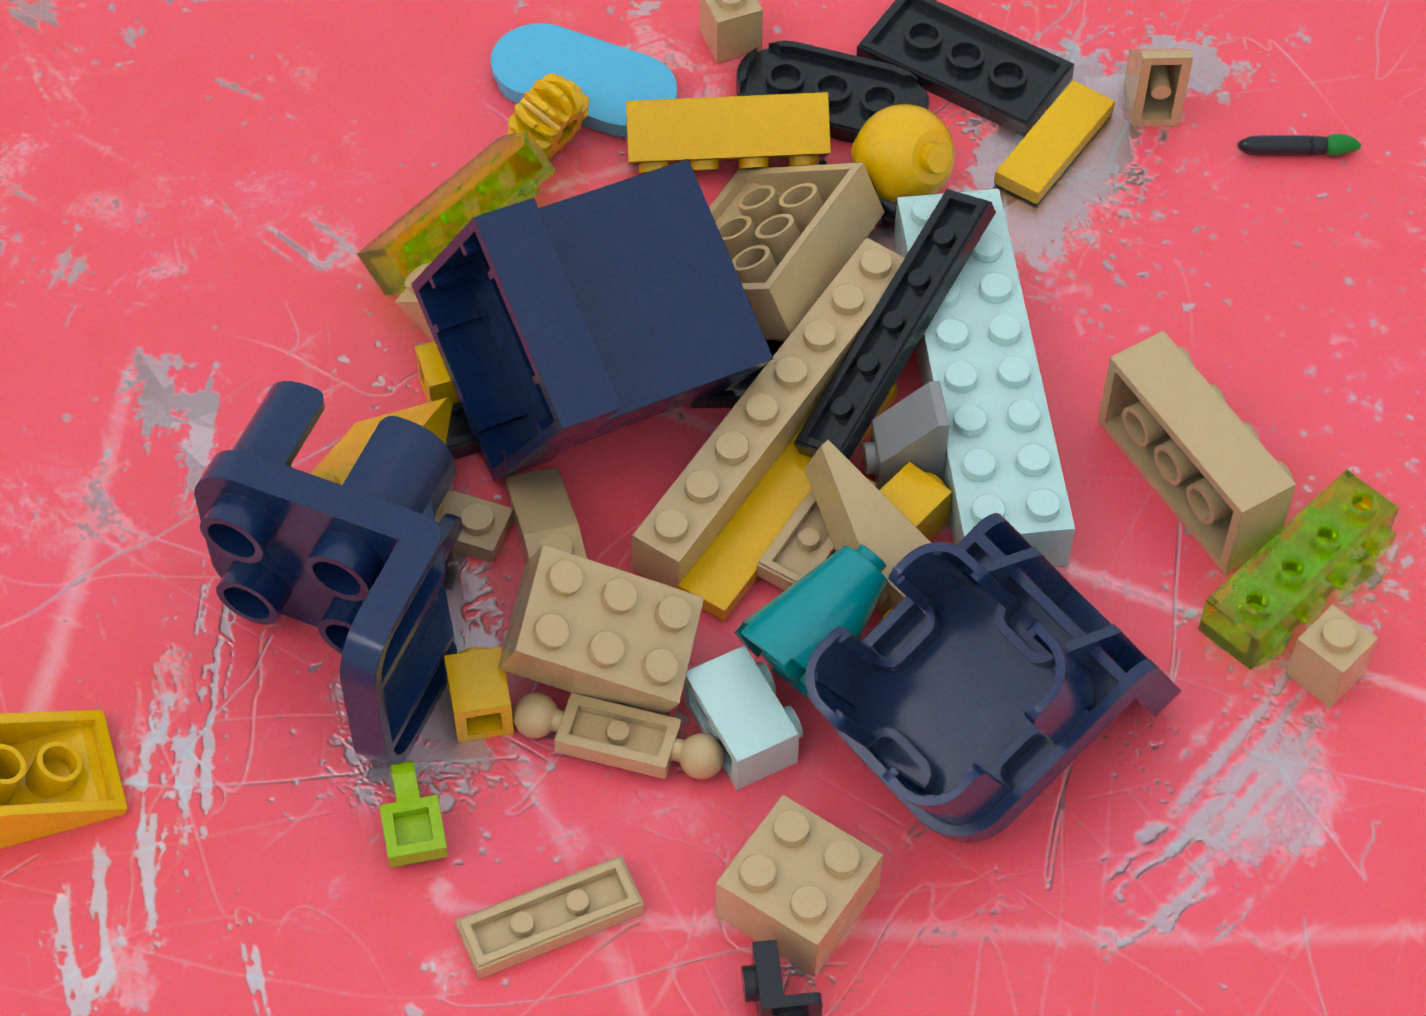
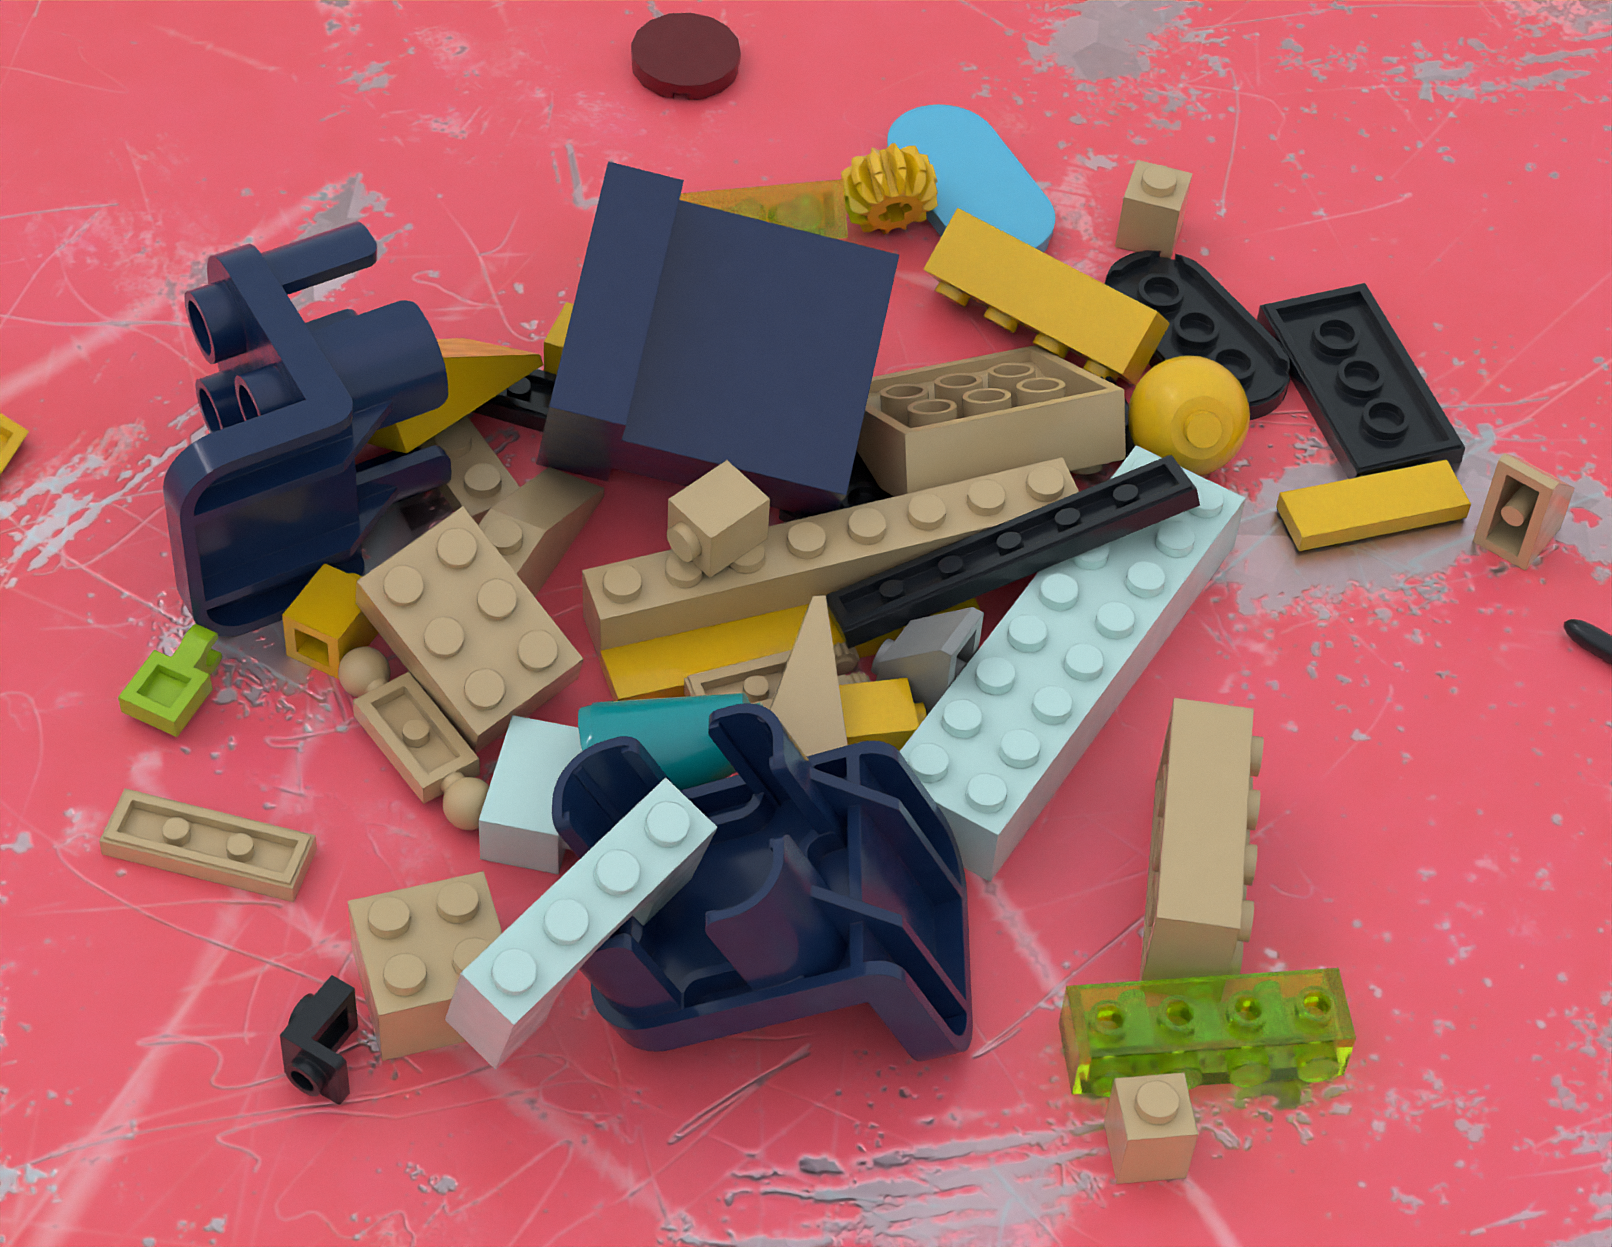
camera: 35 degrees right, 5 degrees down
(290, 105) = (685, 55): none -> dark red tile
(706, 434) = (717, 519): none -> tan brick
(931, 712) = (623, 875): none -> light aqua arch

